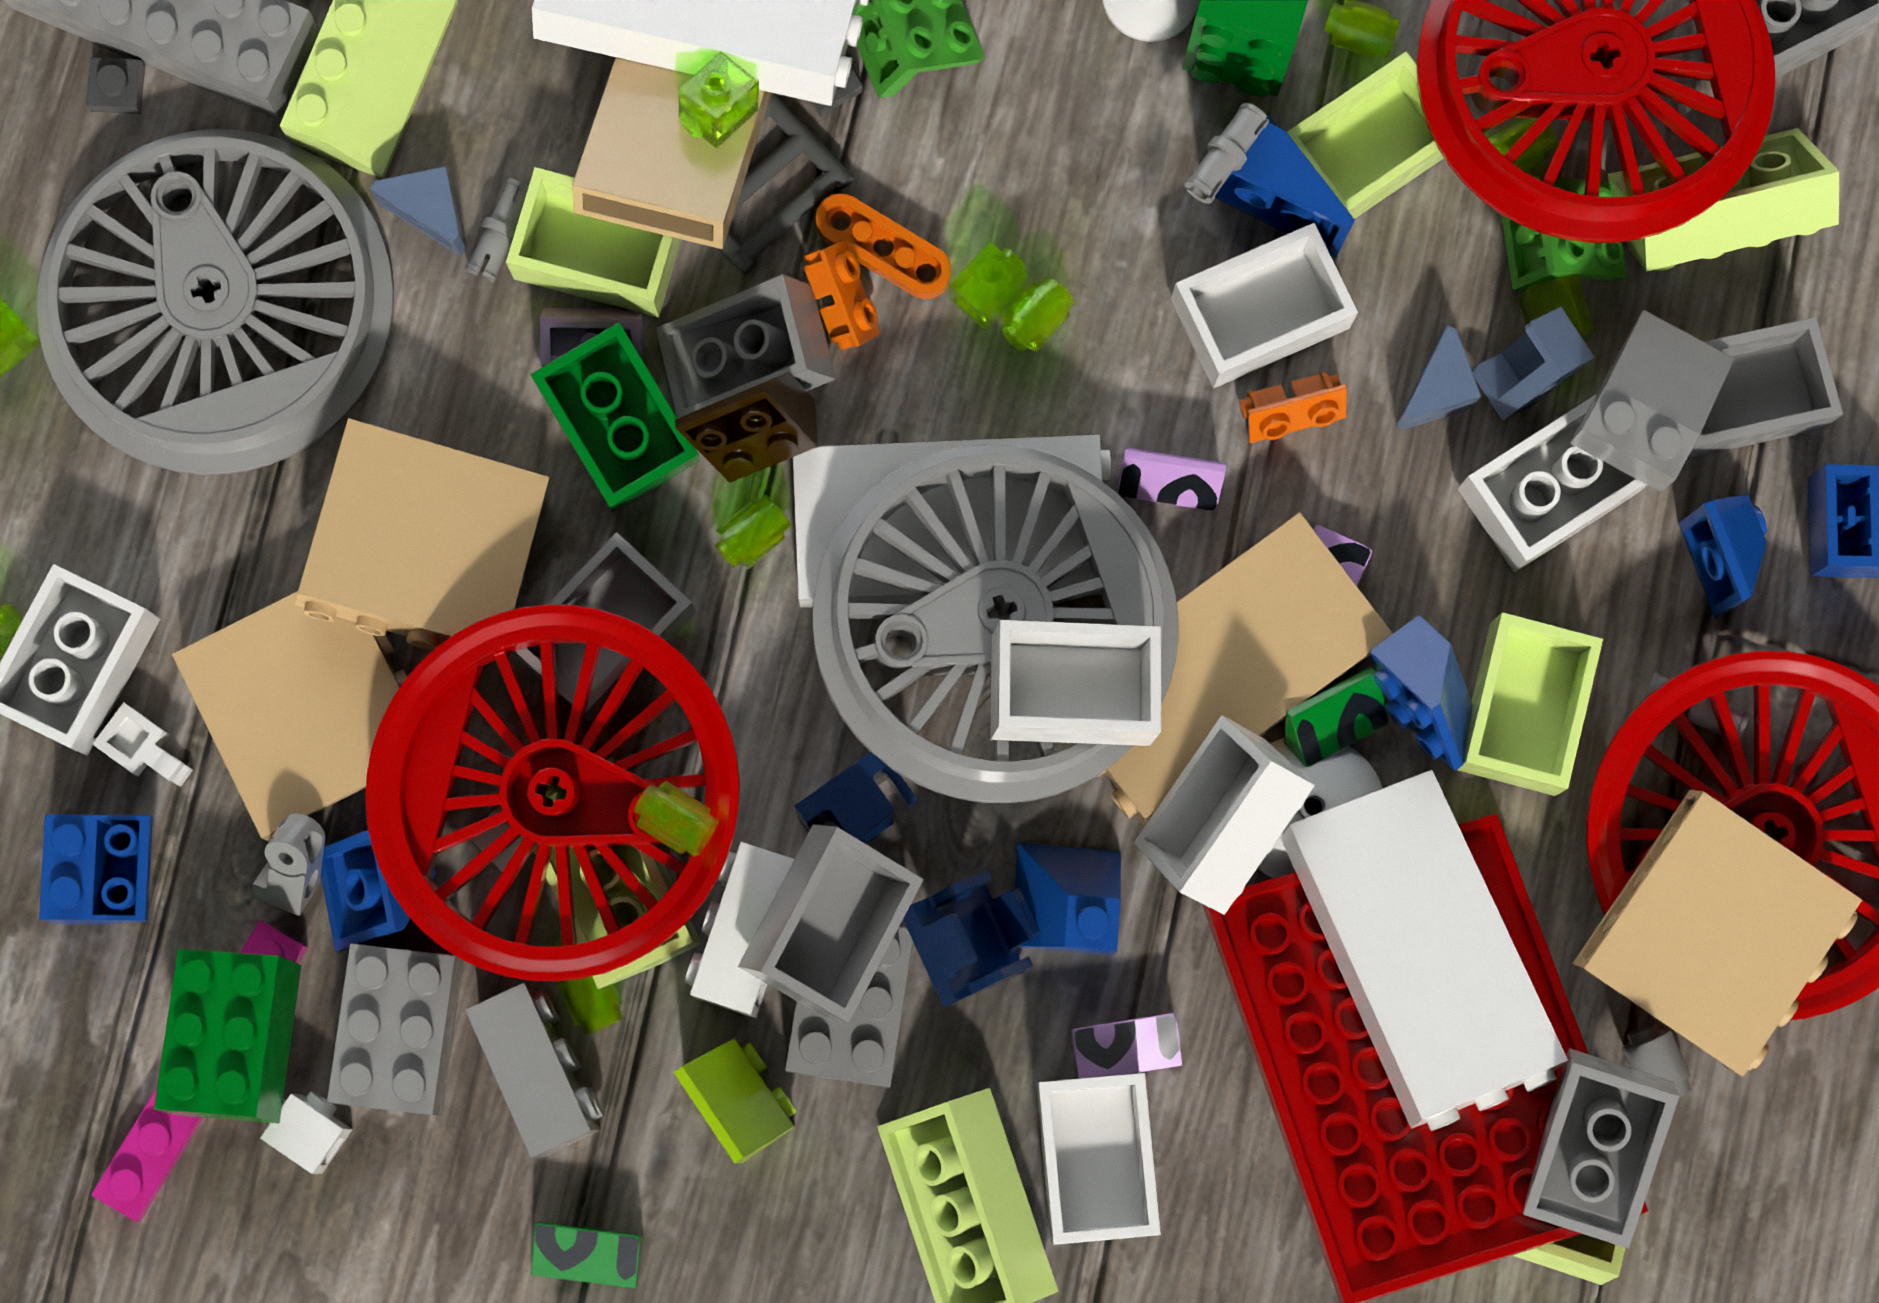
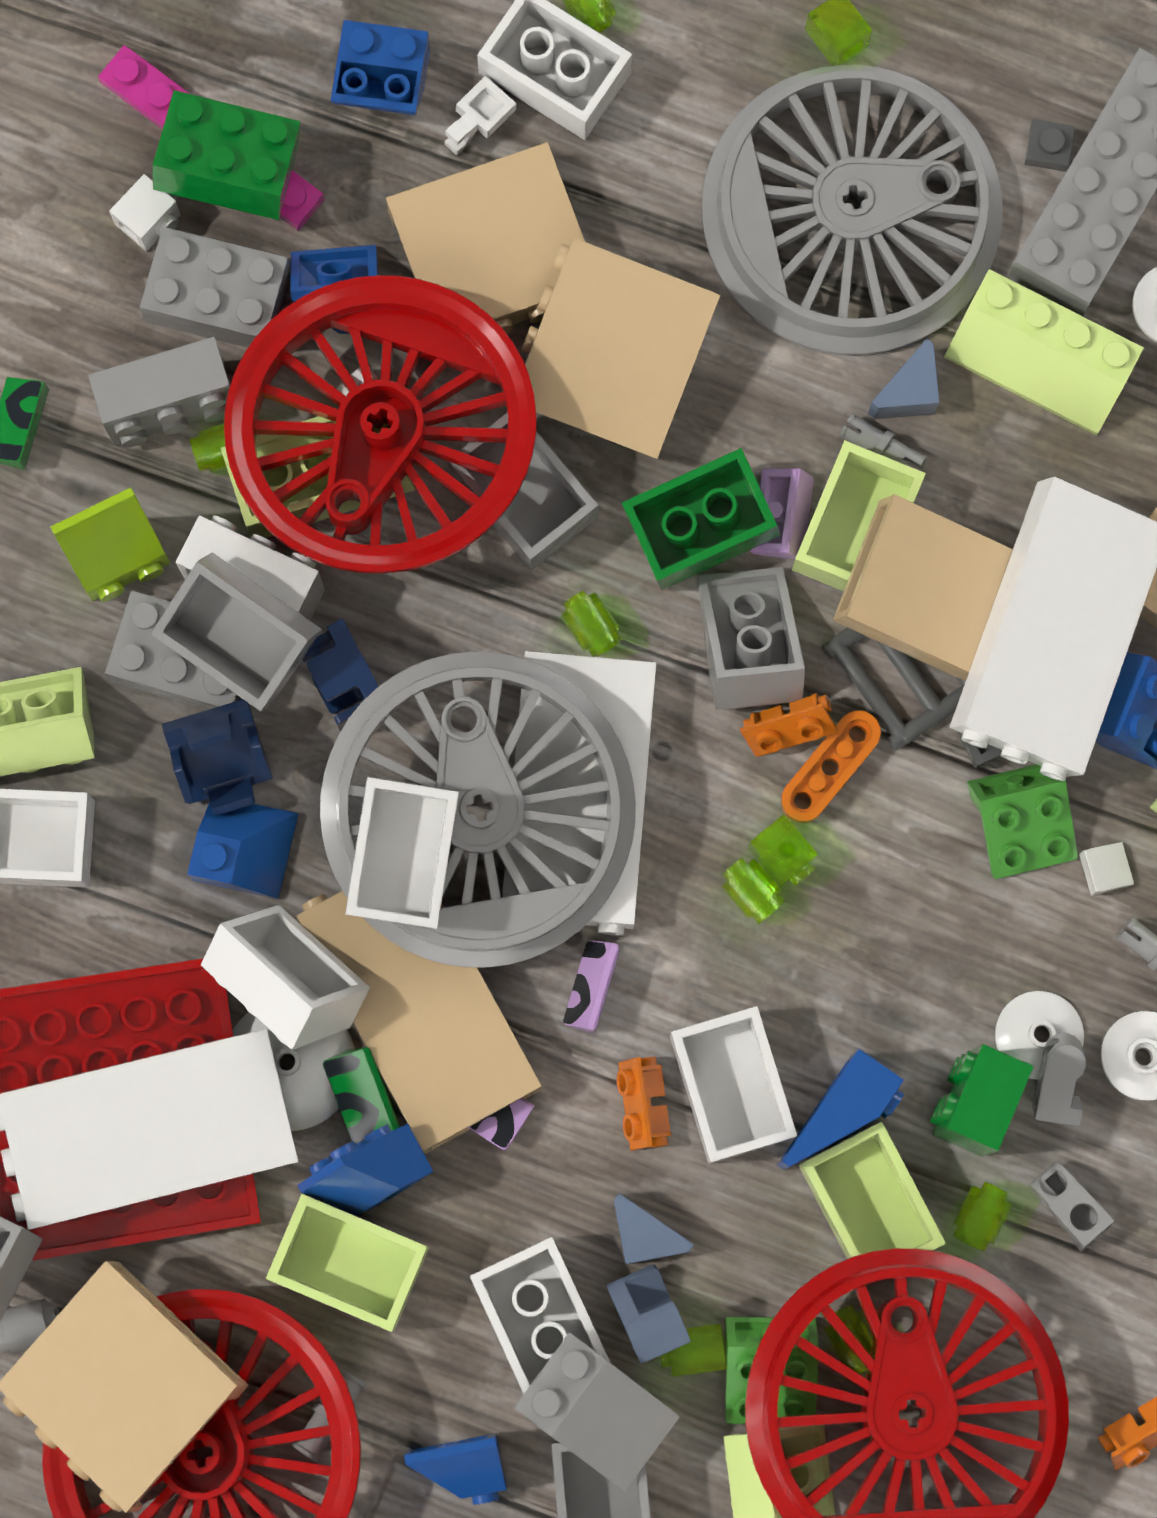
camera: 100 degrees right, 0 degrees up
(292, 864) = (360, 220): light grey leg -> none
(675, 818) = (336, 512): clear neon green brick -> none
(718, 100) = (956, 625): clear neon green brick -> none
(754, 427) = (676, 629): dark brown slope -> none
(1127, 1046) = (113, 879): slope -> none
(1226, 153) = (860, 1058): light grey pin -> none

